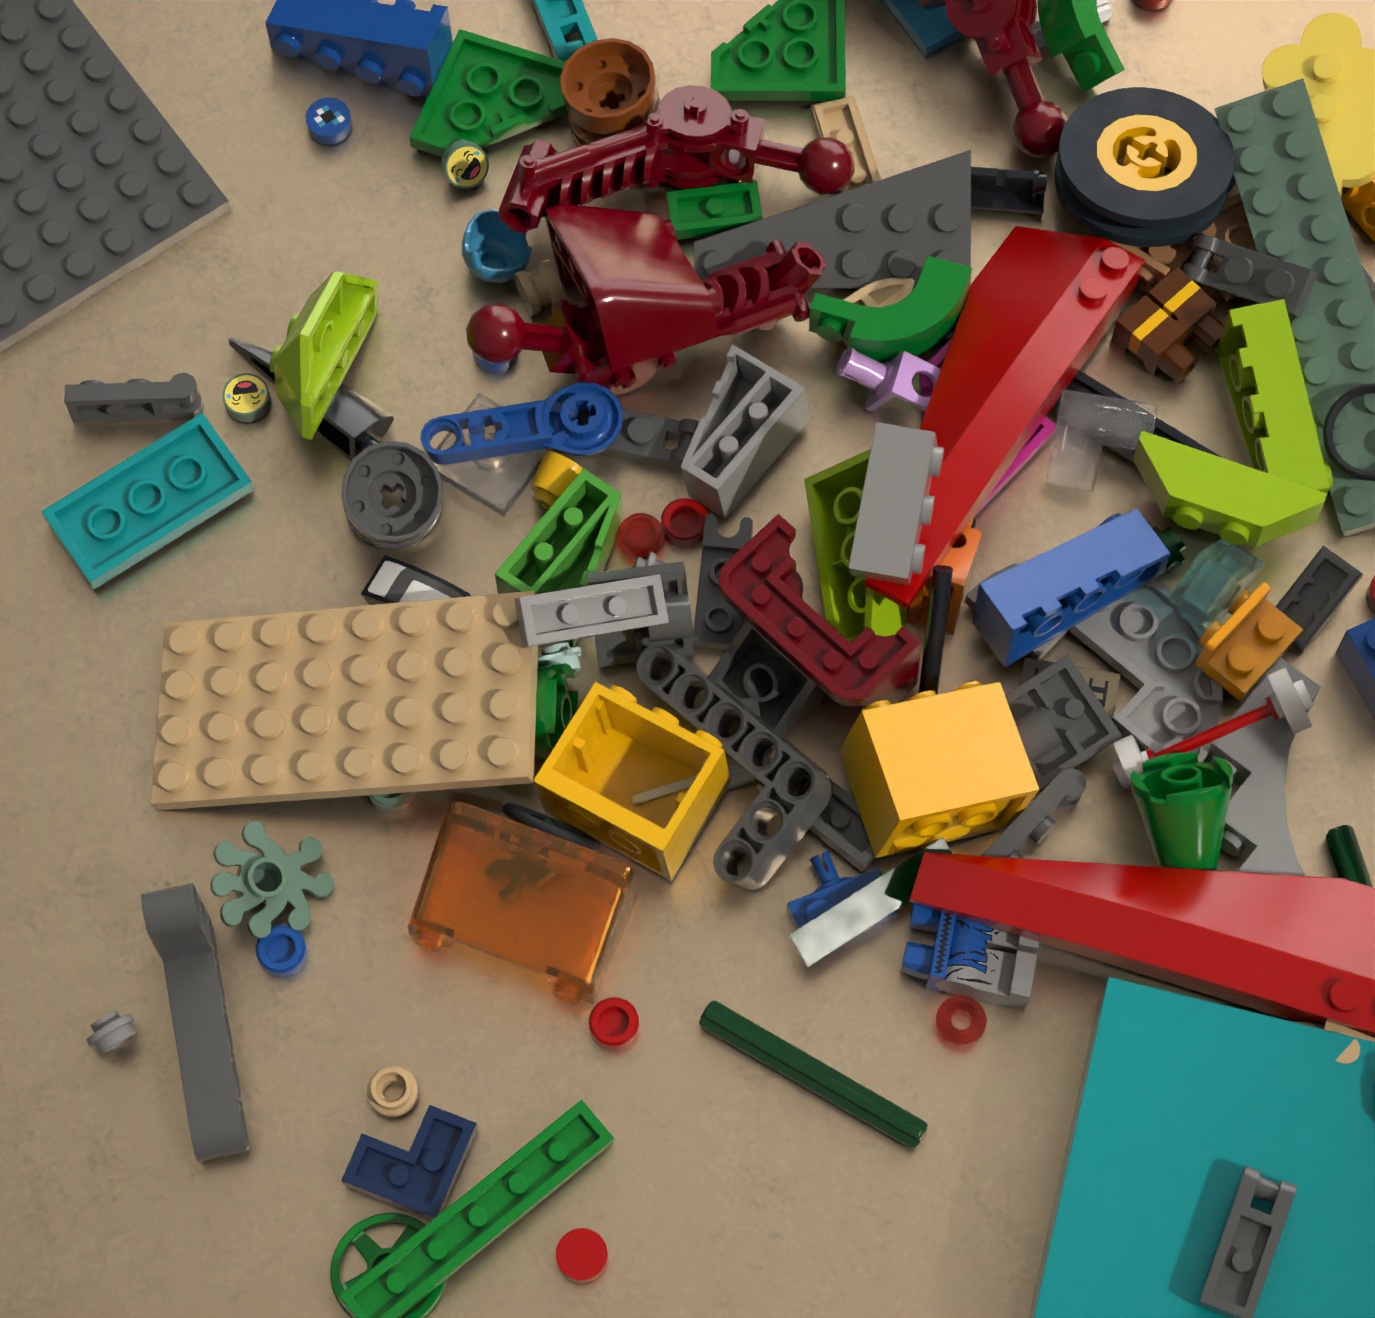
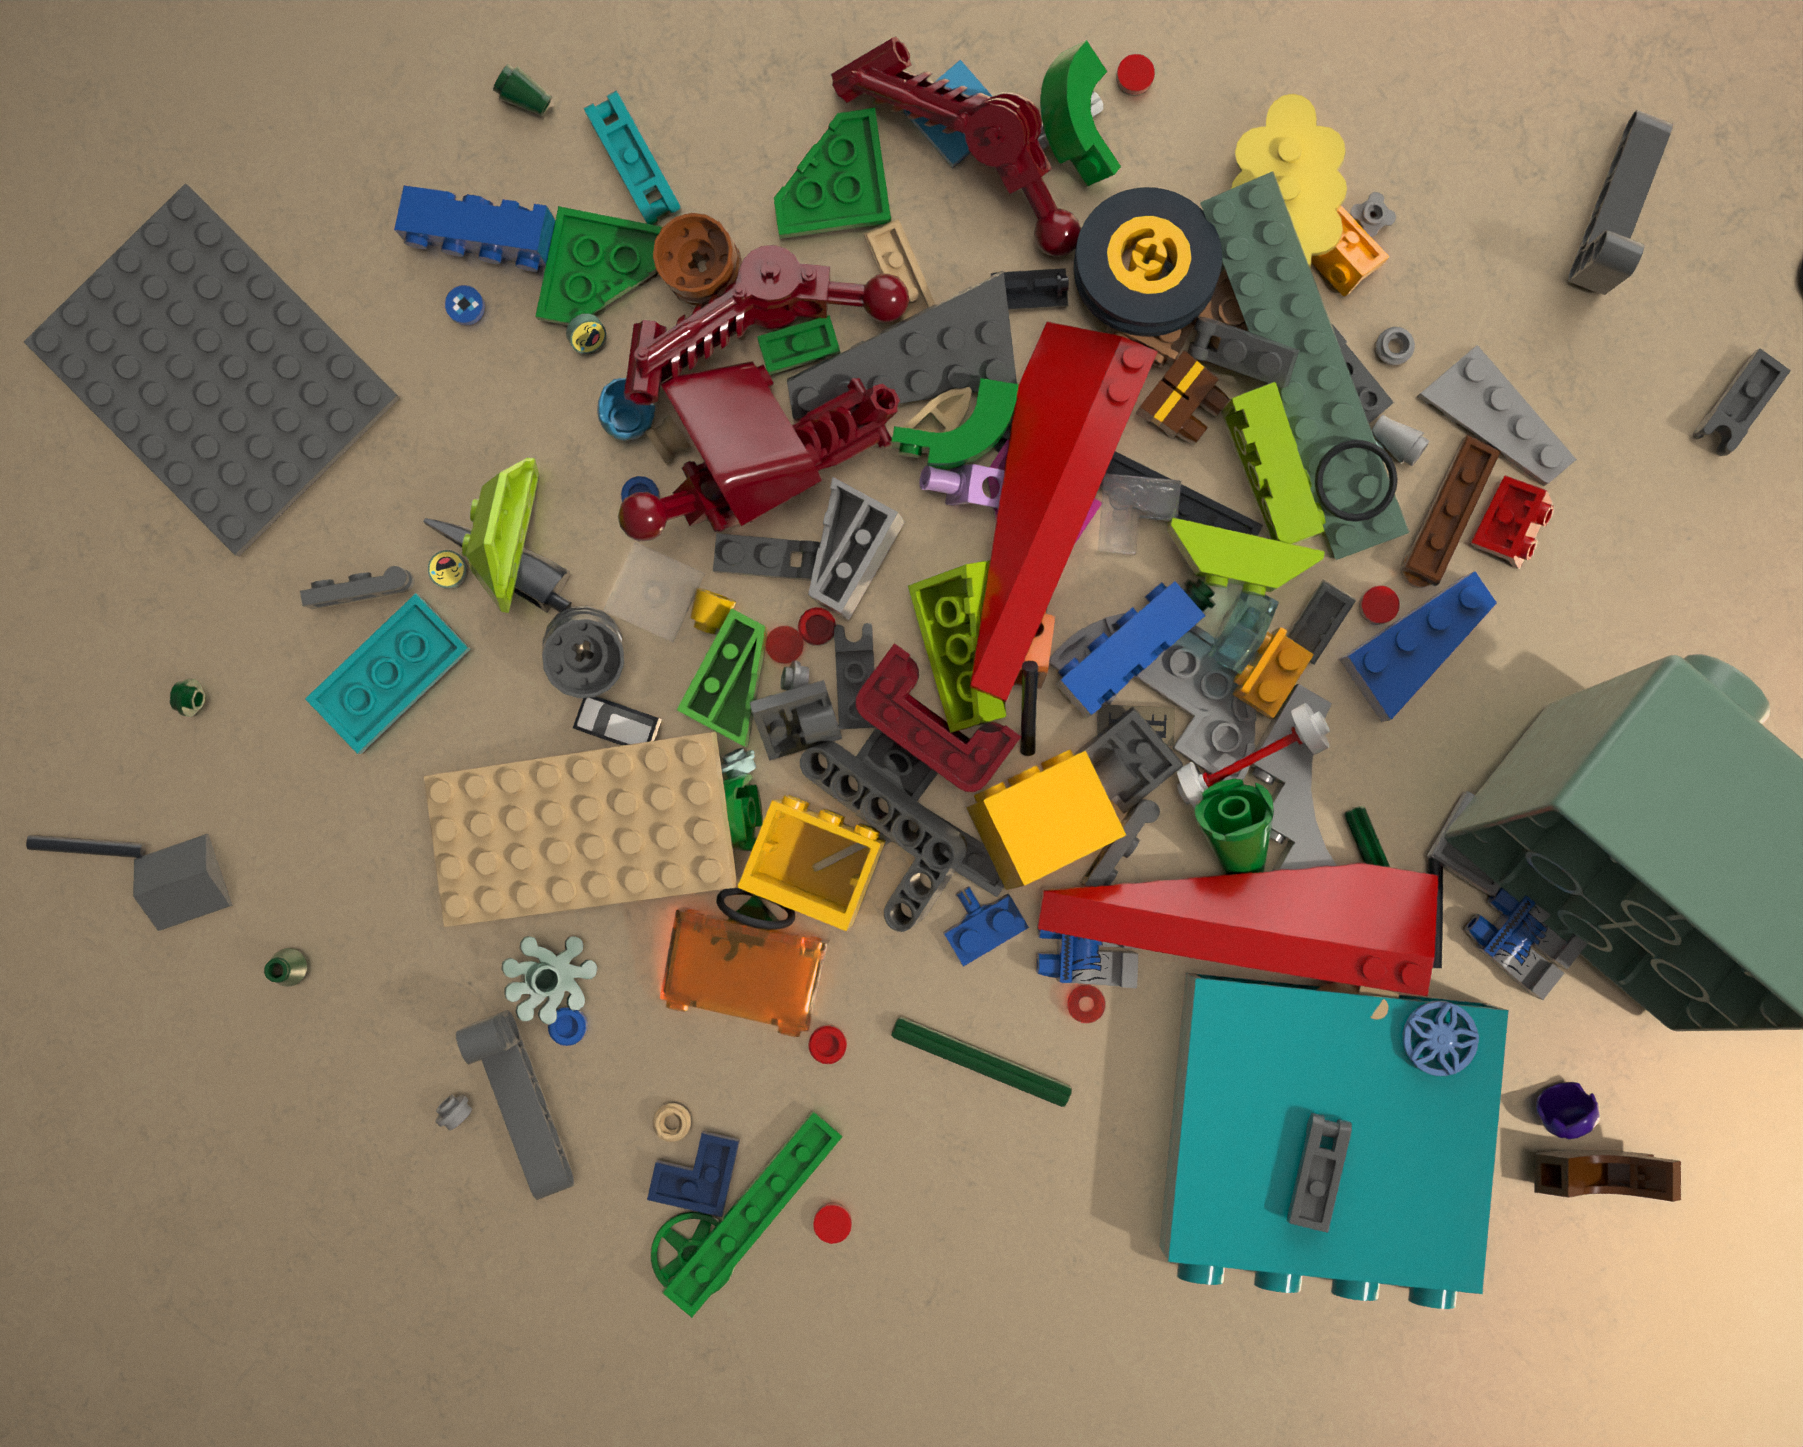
camera: 10 degrees left, 20 degrees up
(532, 426) = (687, 570): blue beam -> none
(591, 610) = (759, 742): light grey plate -> none
(861, 909) = (1006, 929): sticker -> none
(895, 504) = (987, 628): light grey wedge -> none

